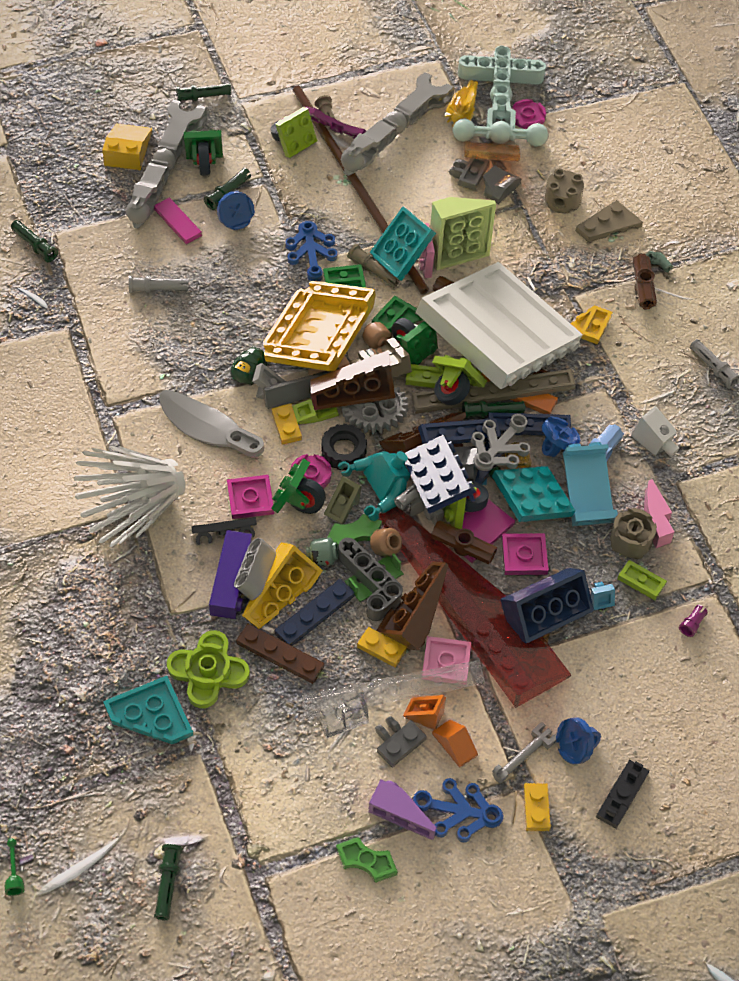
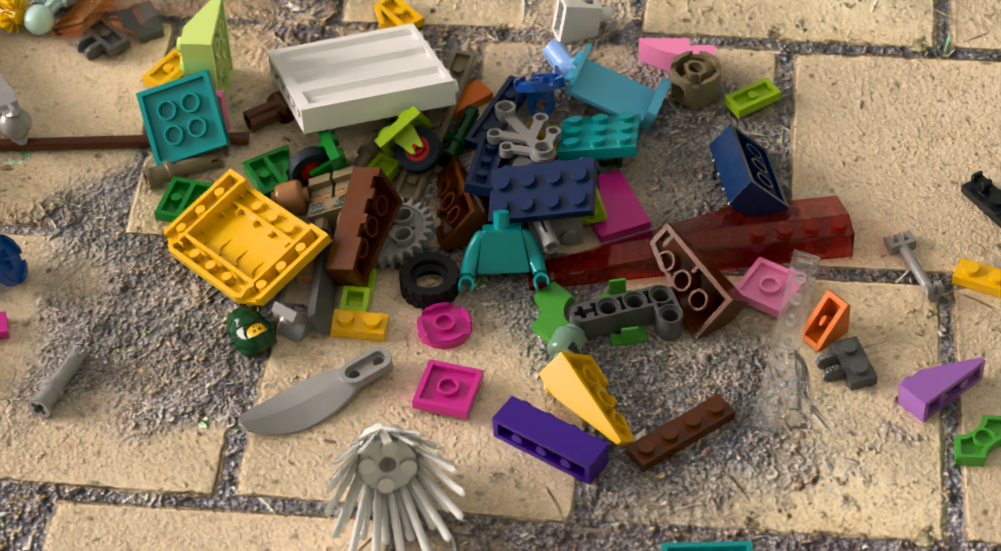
camera: 60 degrees left, 10 degrees down
(208, 669) = (669, 503): lime plant -> none
(222, 527) = (479, 428): black plate -> none
(255, 568) = (576, 406): light grey beam -> none
(299, 491) = (474, 333): plate -> none
(309, 230) = (80, 211): blue plant -> none
(314, 612) = (642, 383): dark blue plate -> none
(343, 499) = (510, 300): olive slope -> none
(381, 647) = (720, 339): yellow plate -> none
(386, 542) = (589, 282): medium nougat head -> none
(456, 742) = (873, 314): orange slope -> none
(461, 810) = (976, 317): blue plant -> none
(474, 547) = (630, 214): reddish brown piece -> none
(524, 554) = (668, 177): dark pink plate -> none
(576, 740) = (927, 211): blue tile -> none
(602, 595) = (756, 130): dark azure tile -> none
(691, 624) = (825, 80): magenta pin -> none

